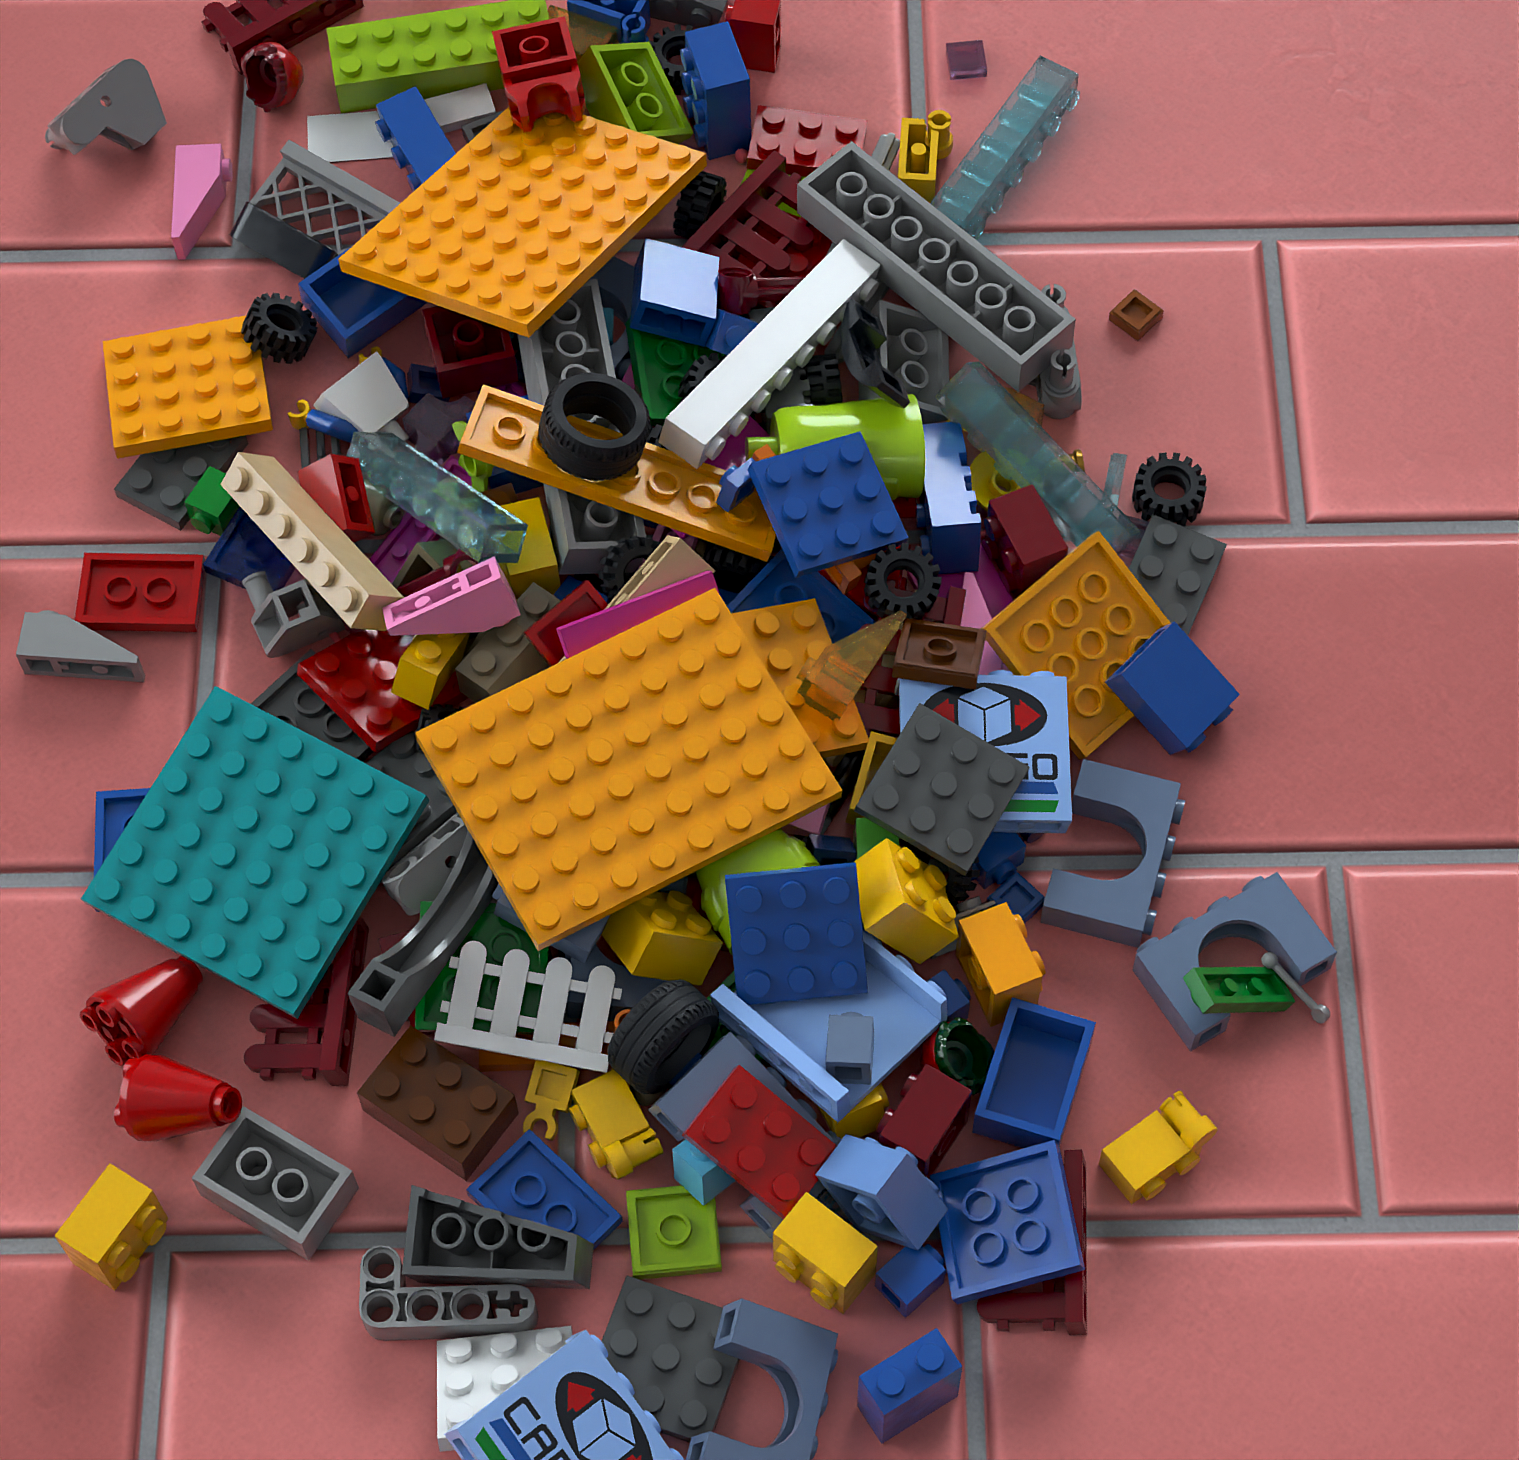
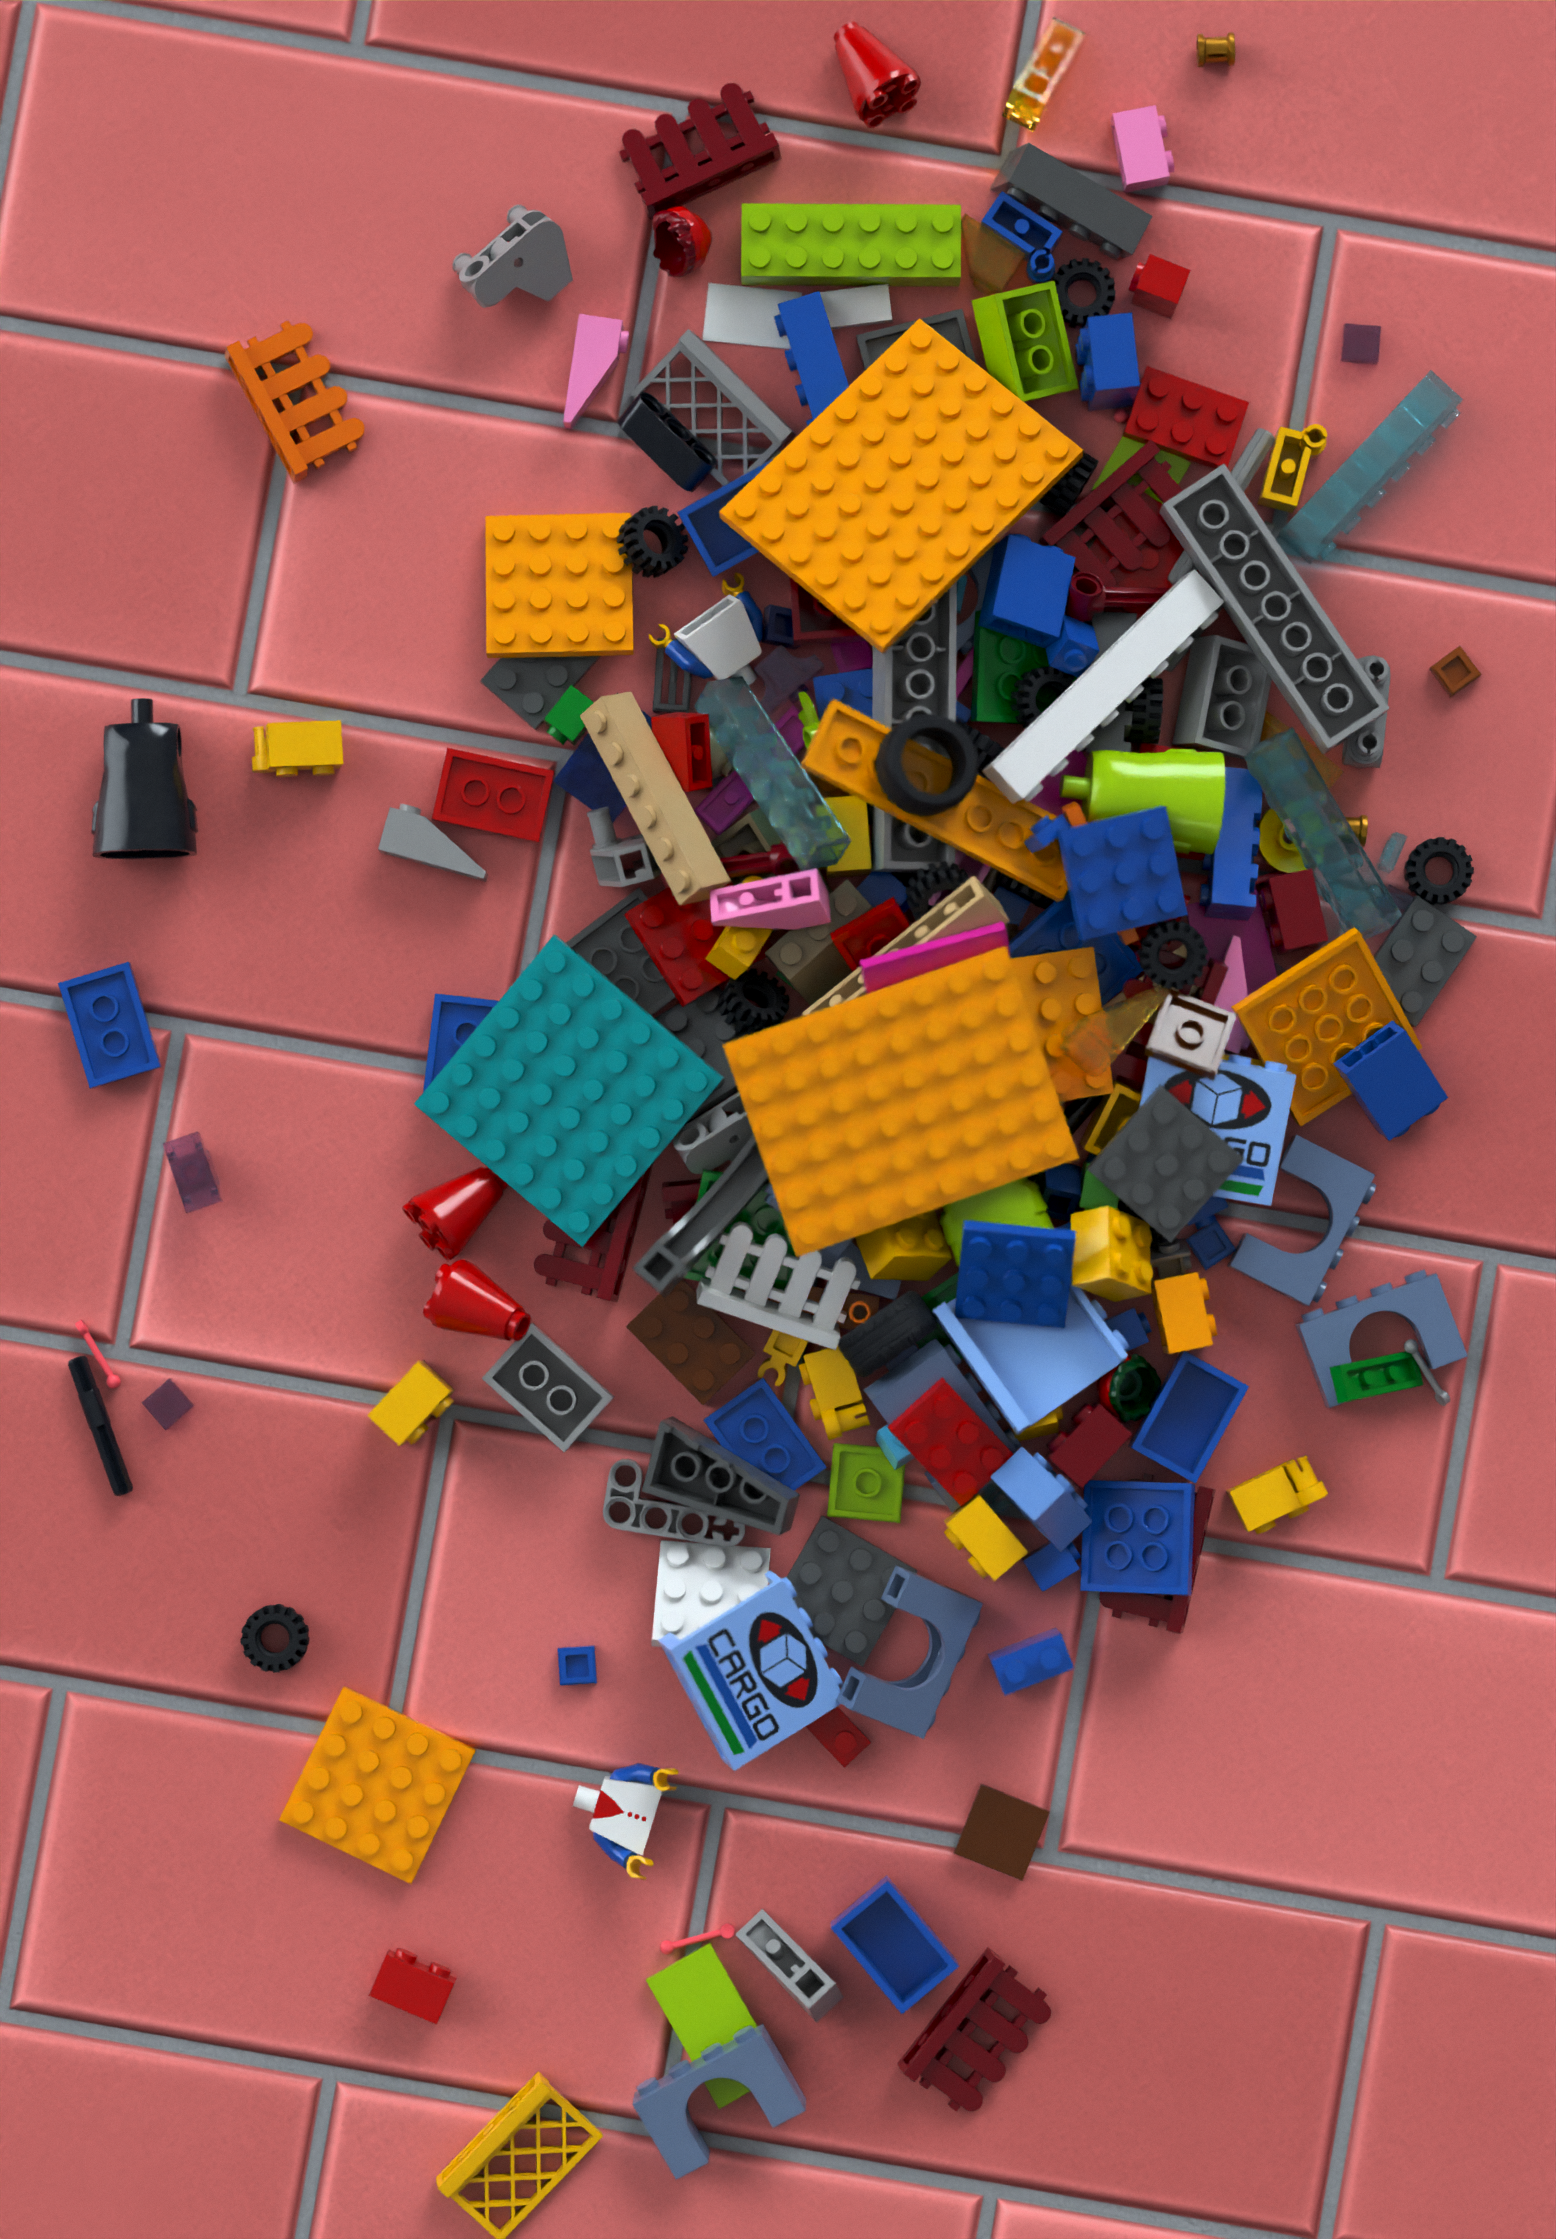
camera: 10 degrees right, 25 degrees up
(539, 71) = (941, 316): red brick -> none
(850, 1048) = (1039, 1379): sand blue brick -> none
(860, 339) = (1189, 679): black slope -> none

